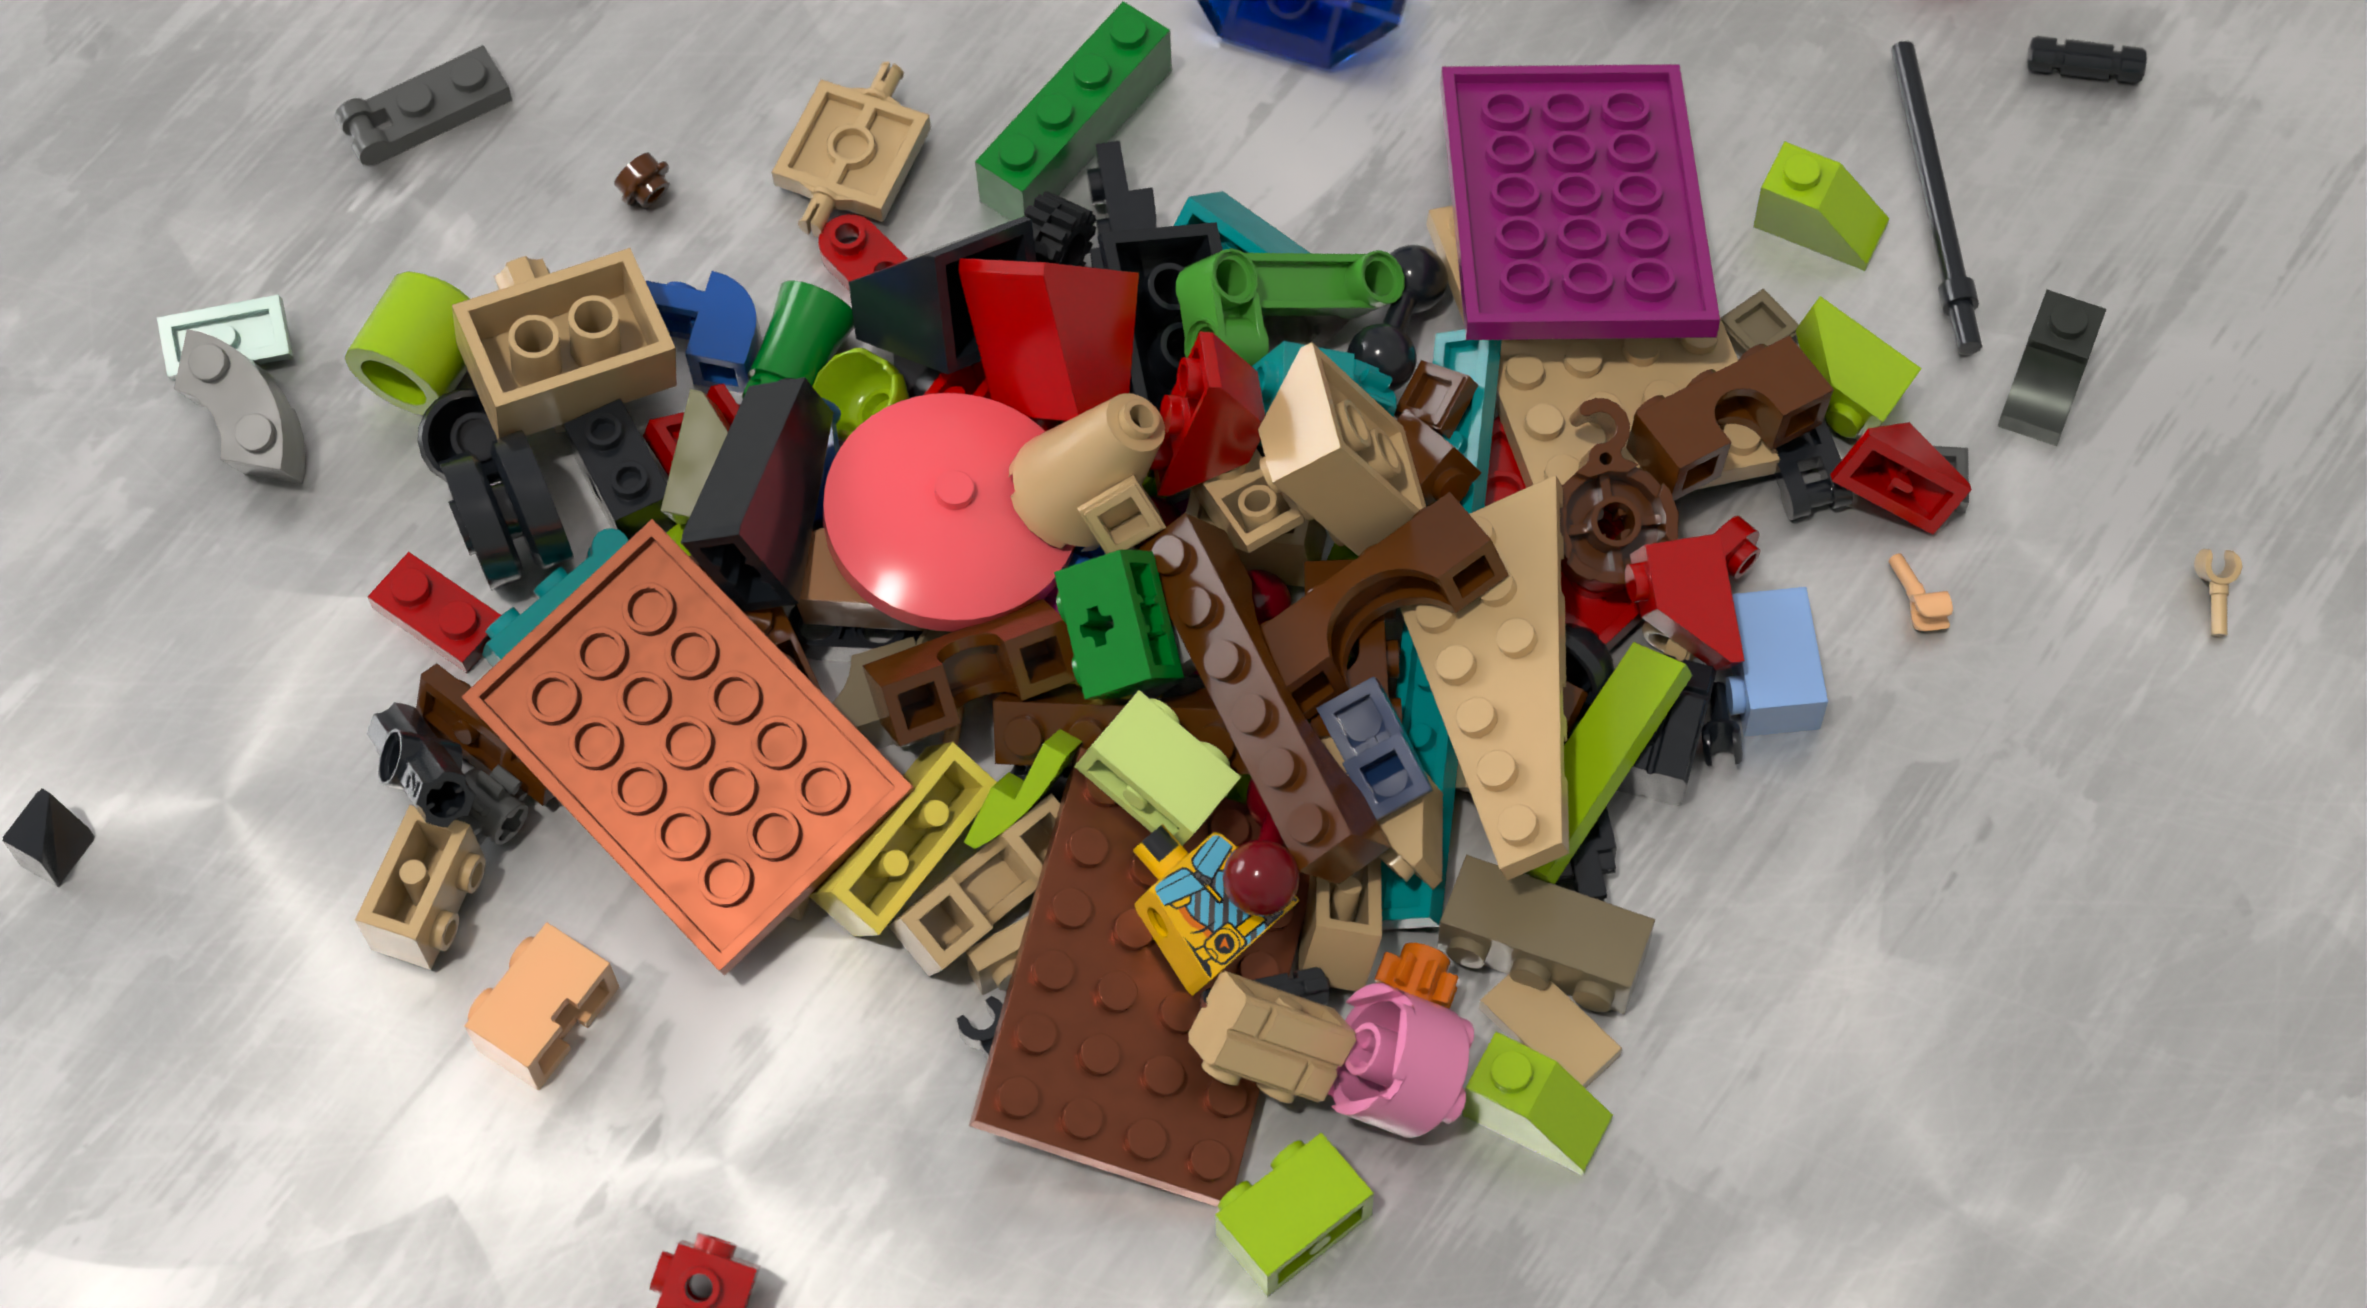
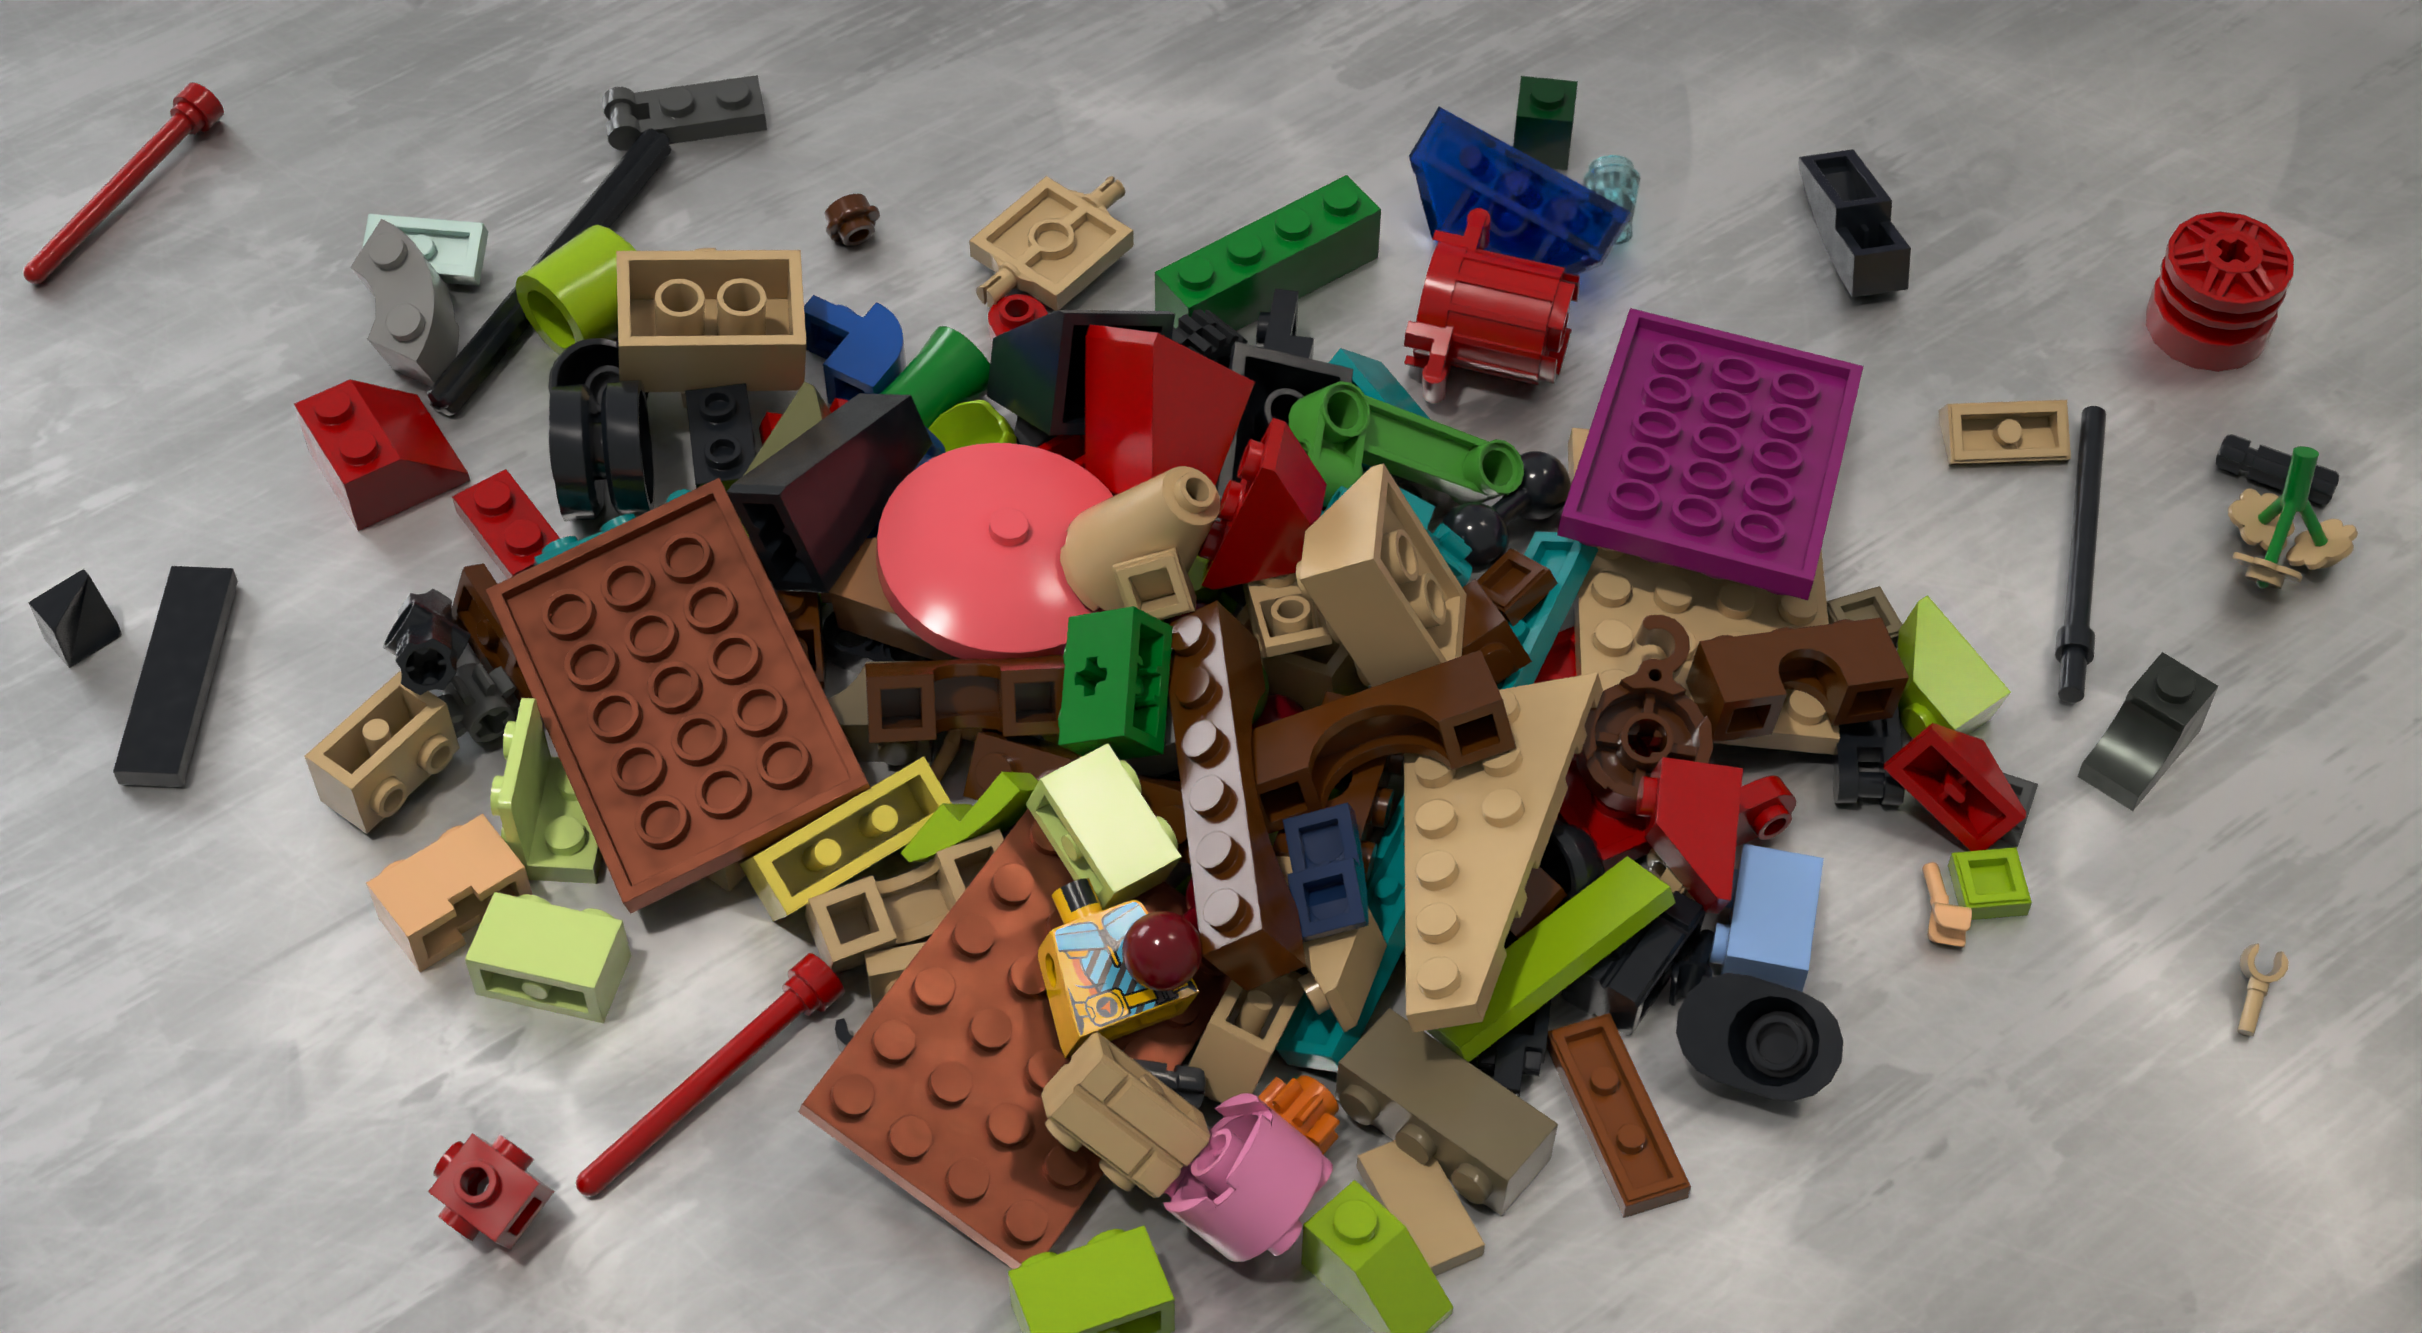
camera: 15 degrees right, 10 degrees down
(172, 865) = (176, 677): none -> black tile
(272, 569) = (377, 449): none -> red slope
(371, 281) = (509, 319): none -> black axle
(598, 898) = (540, 807): none -> yellowish green bracket
(662, 1040) = (548, 956): none -> yellowish green brick
(918, 996) = (809, 988): none -> red piece
(1311, 110) = (1489, 313): none -> red container
(1695, 887) = (1617, 1115): none -> dark orange tile
(1805, 779) = (1759, 1037): none -> black piece
(1819, 207) = (1960, 527): lime slope -> none
(1827, 92) = (2005, 432): none -> tan slope
(1953, 558) = (1990, 883): none -> lime tile
(2098, 119) = (2269, 522): none -> tan plant

